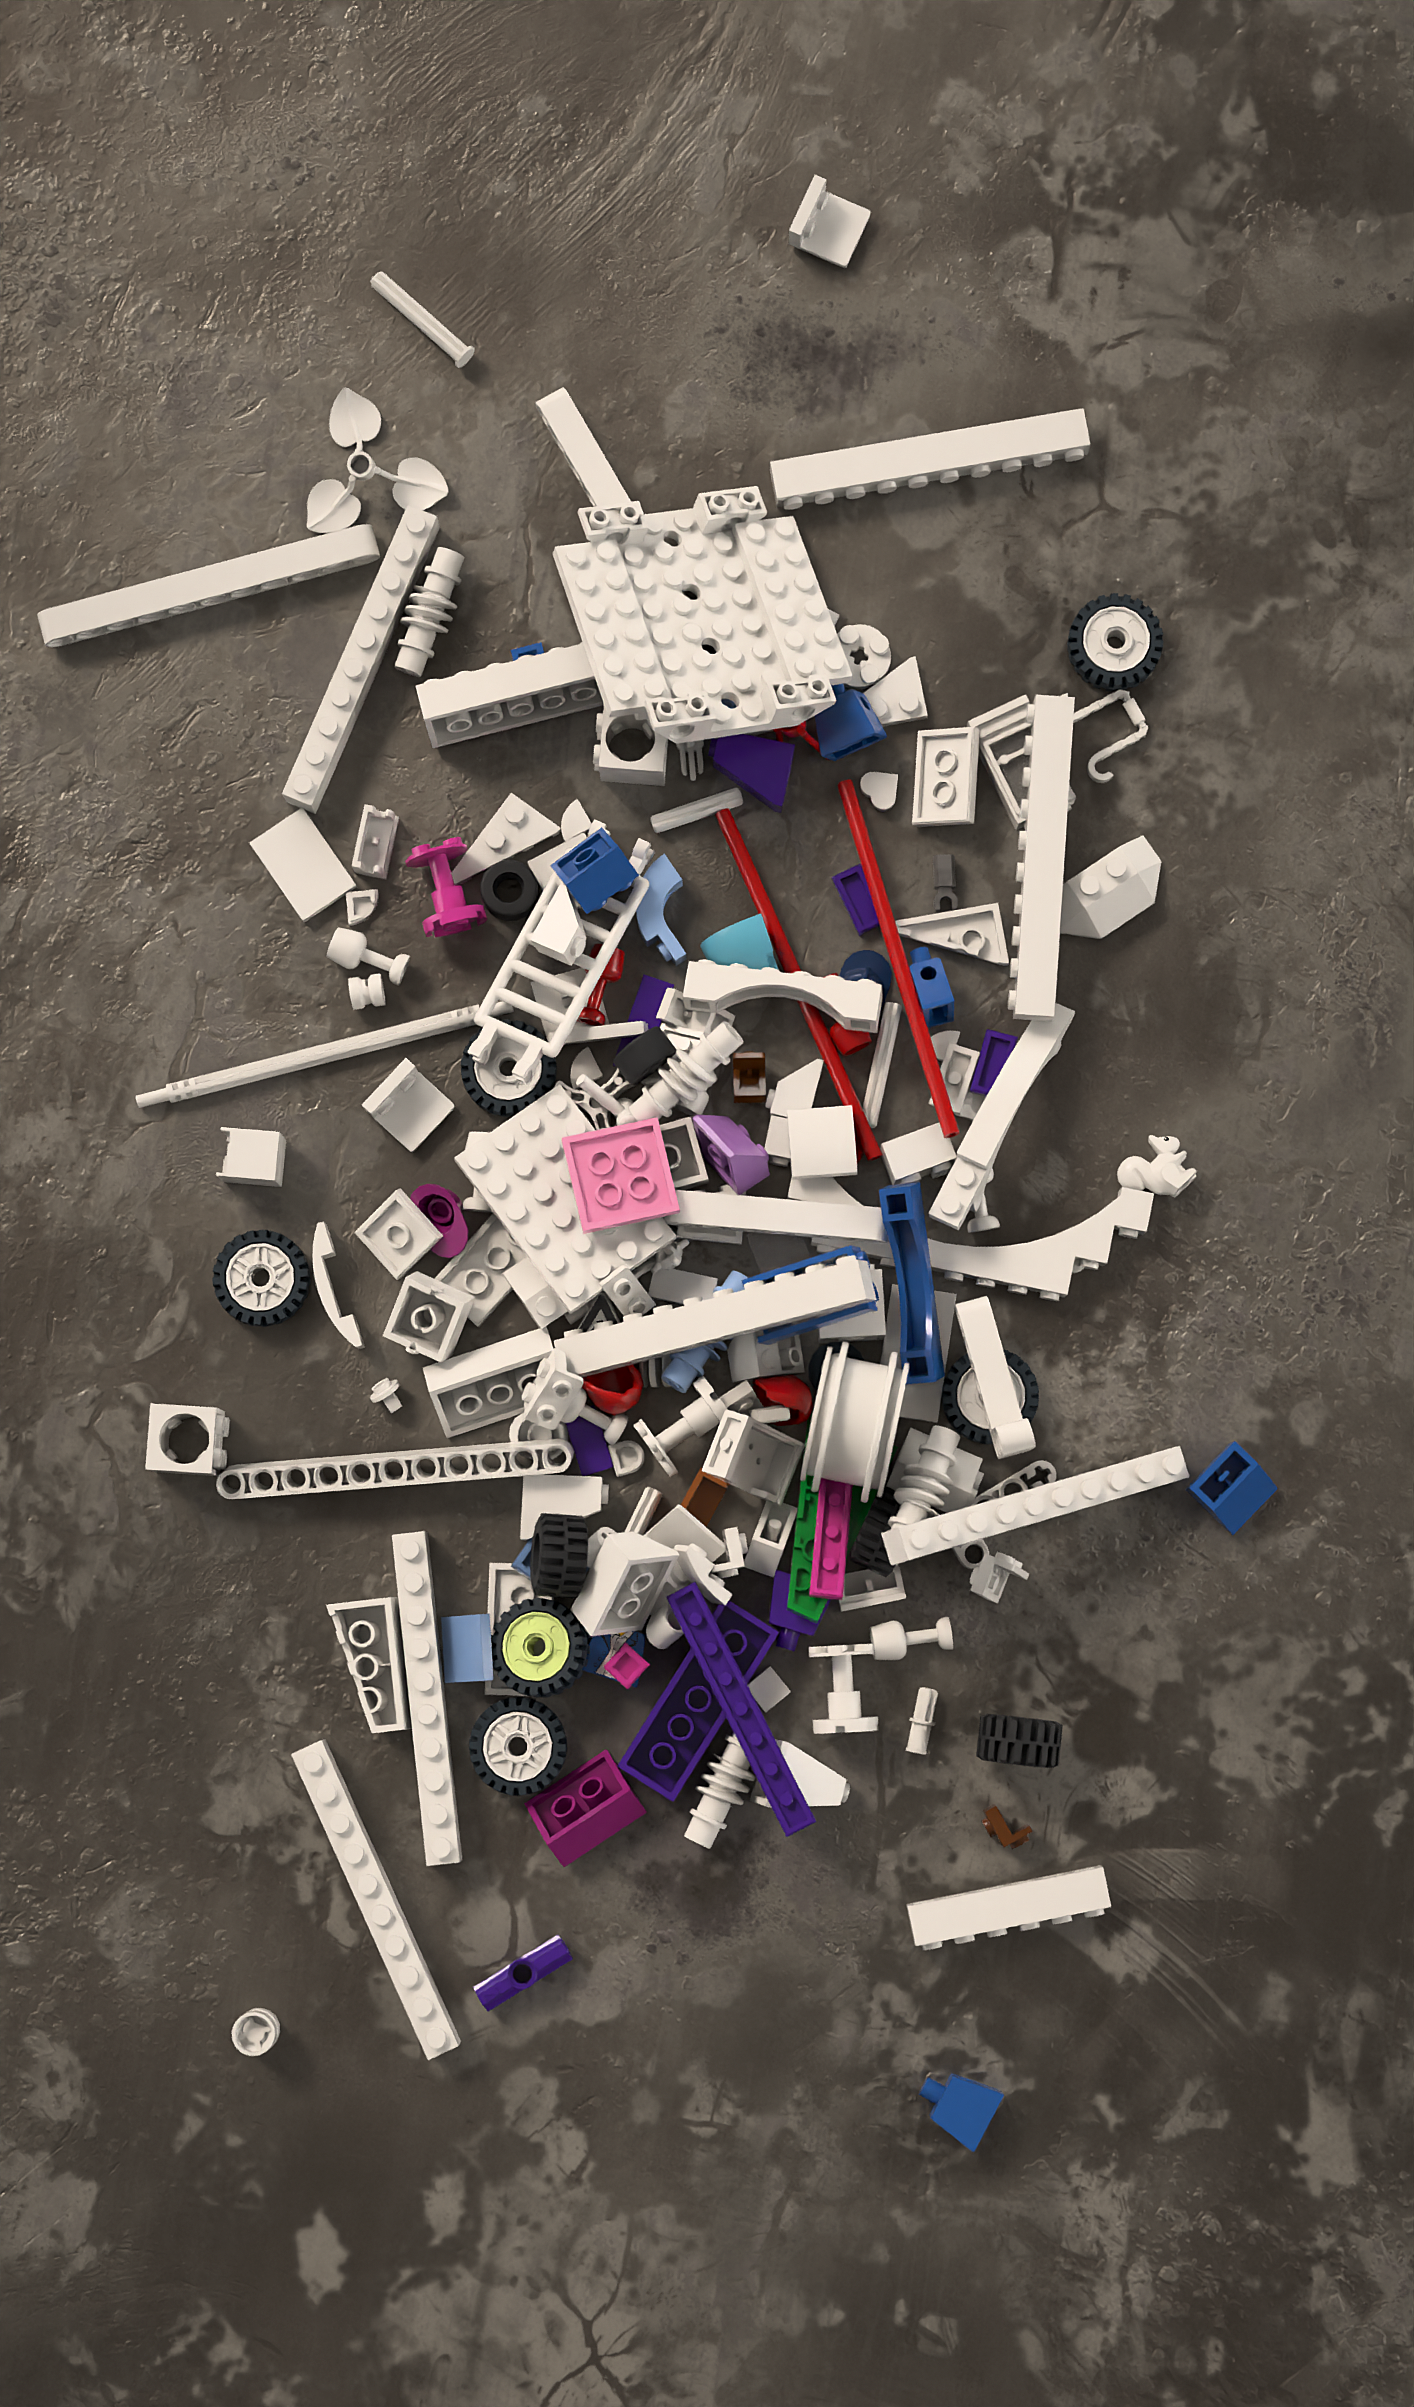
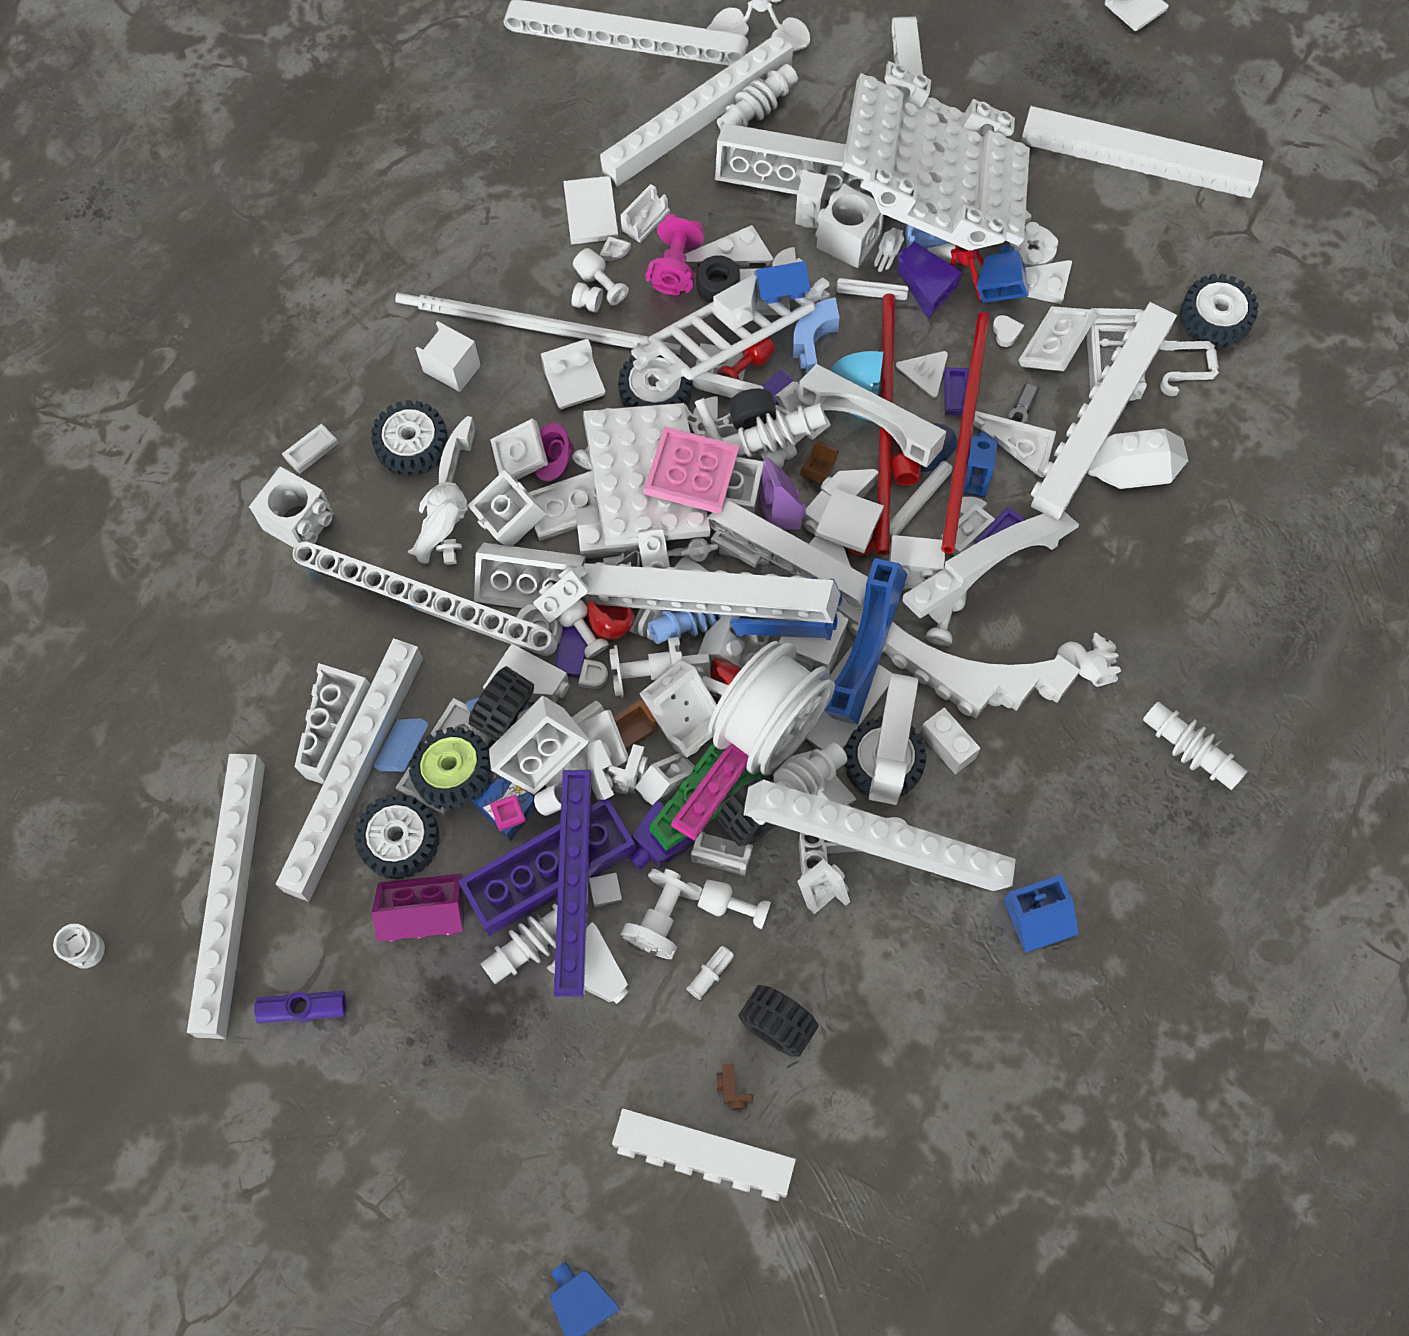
camera: 25 degrees right, 15 degrees down
(150, 1346) = (310, 448): none -> white tile
(363, 1358) = (444, 509): none -> white hair
(569, 731) = (810, 199): none -> white brick
(810, 890) = (925, 371): none -> white piece
(1050, 1343) = (949, 740): none -> white brick
(1311, 1218) = (1194, 745): none -> white piece

